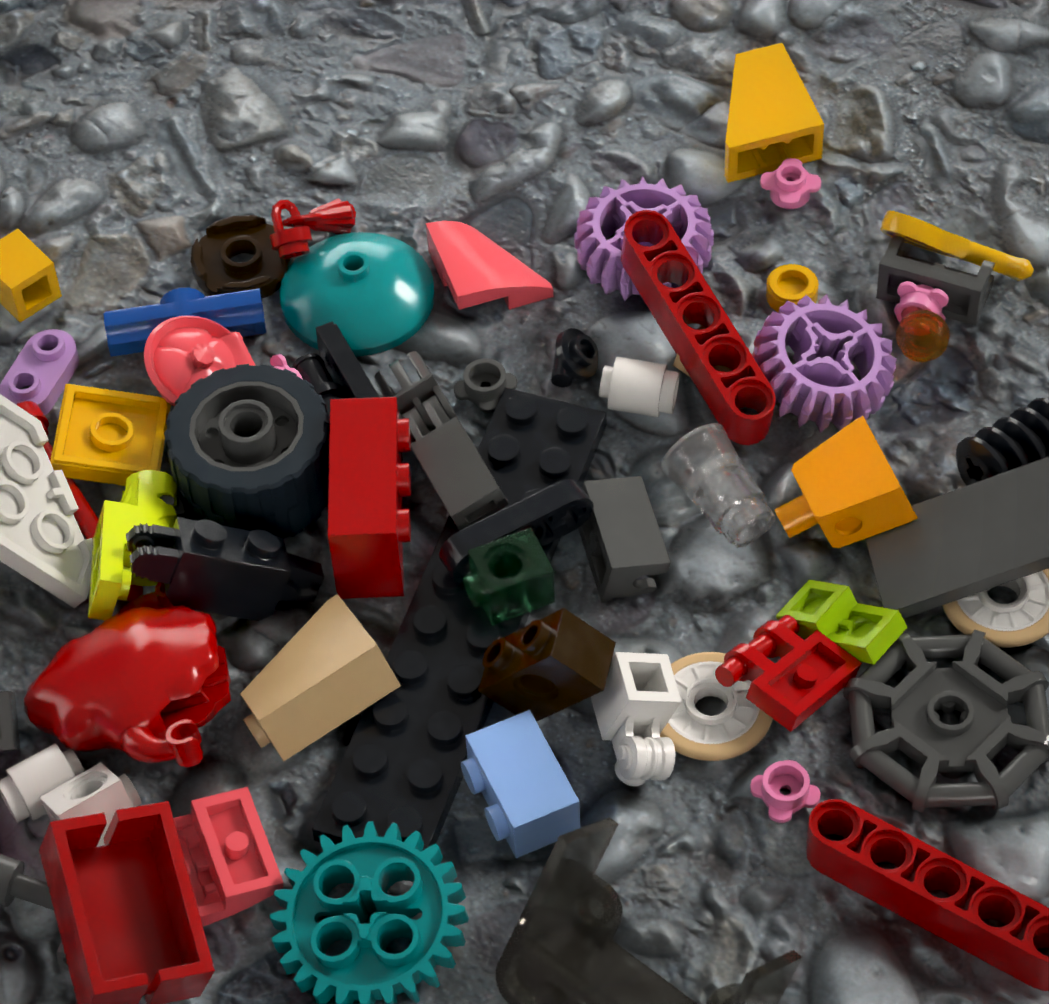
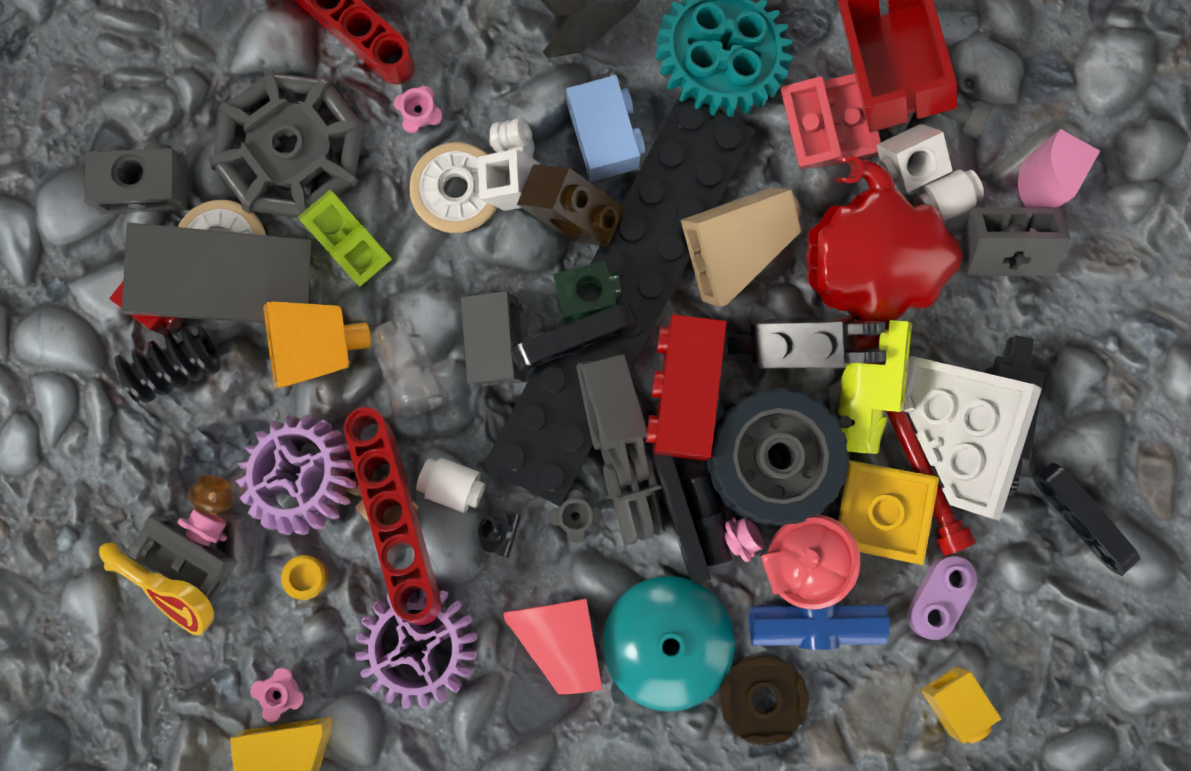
camera: 175 degrees left, 30 degrees up
(331, 217) = (718, 693): red piece -> none
(799, 682) = (384, 184): red plate -> none

